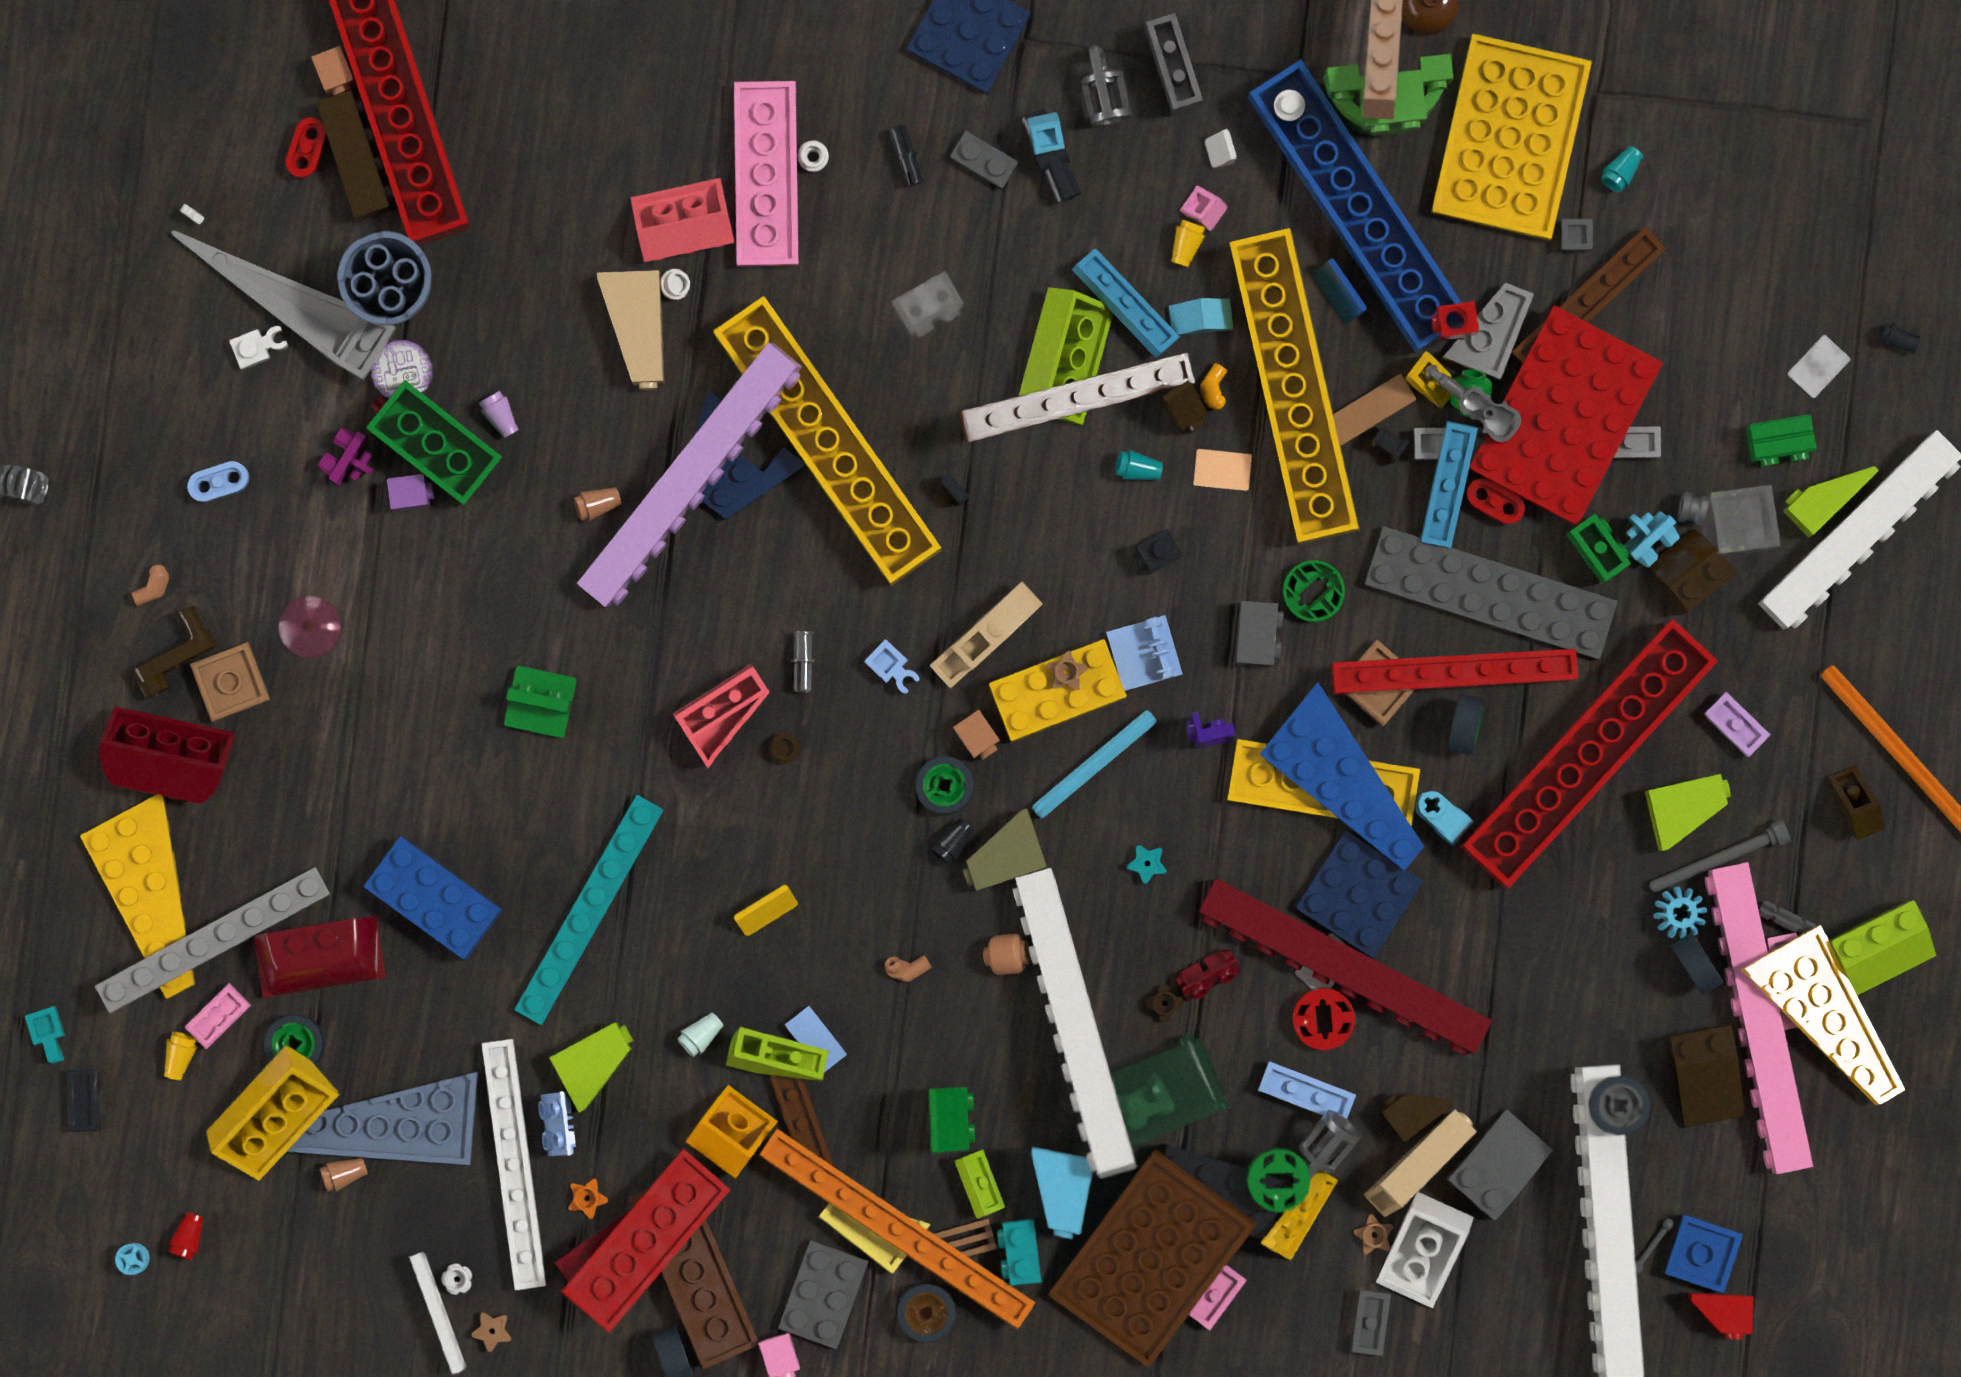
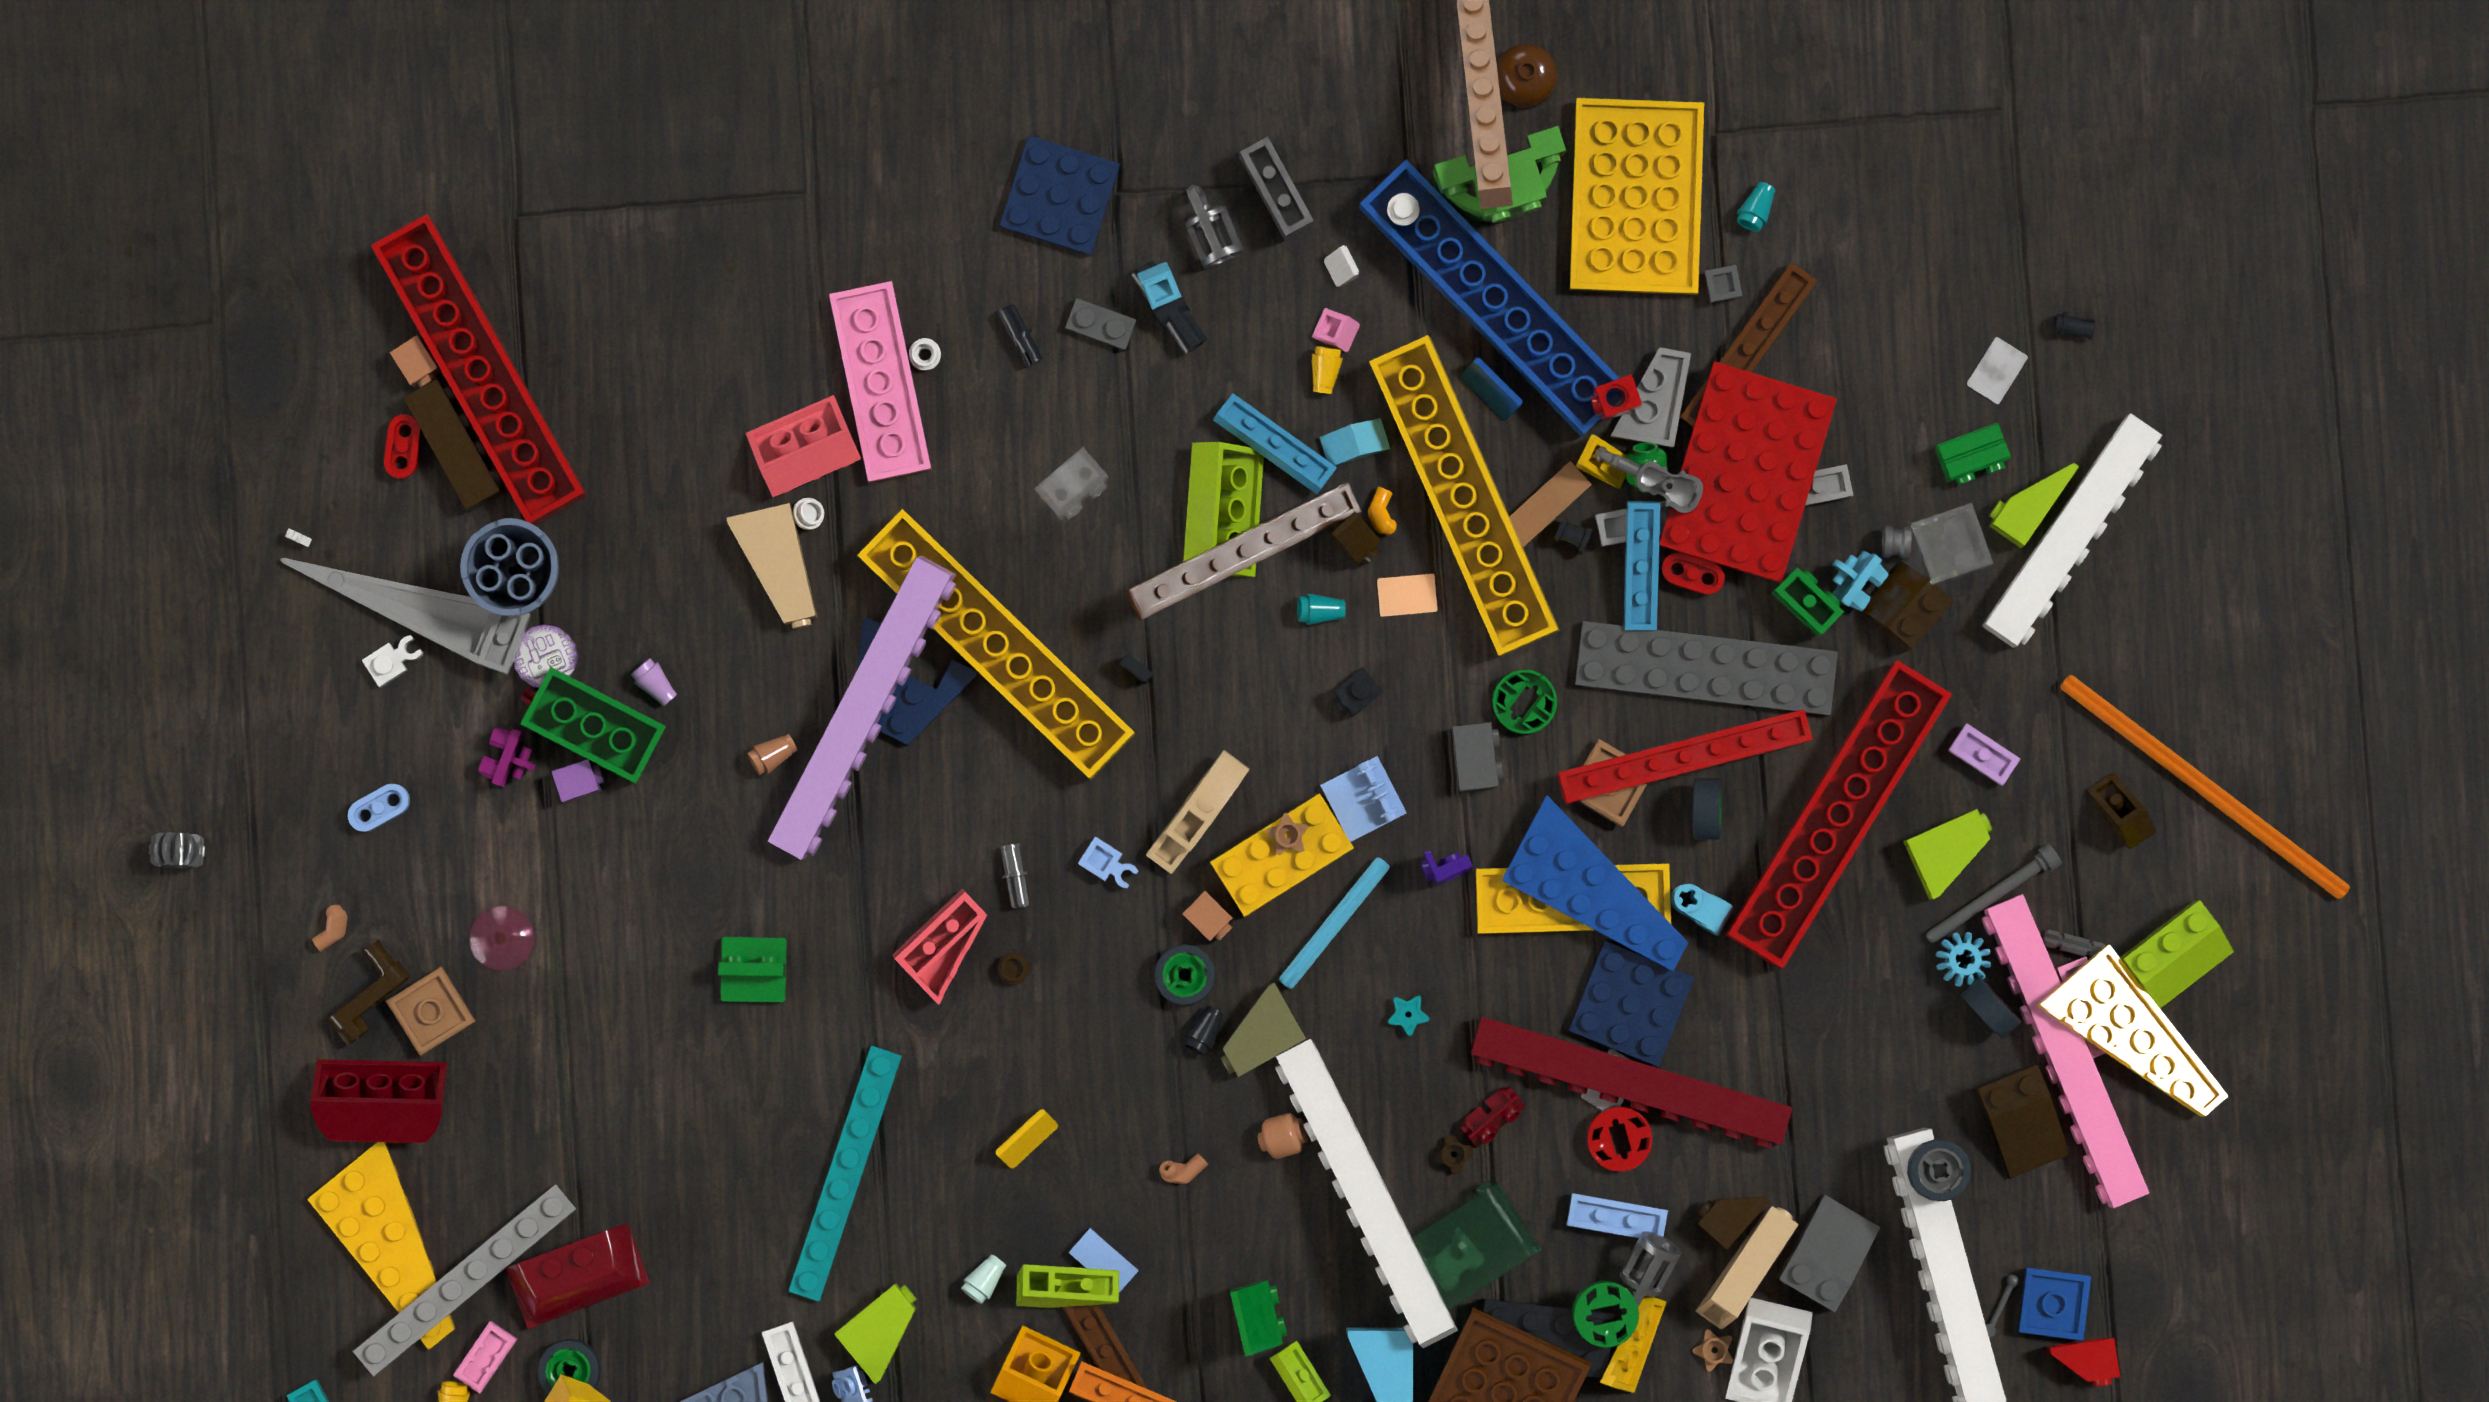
camera: 10 degrees left, 0 degrees up
(433, 898) = (683, 1192): blue brick -> none

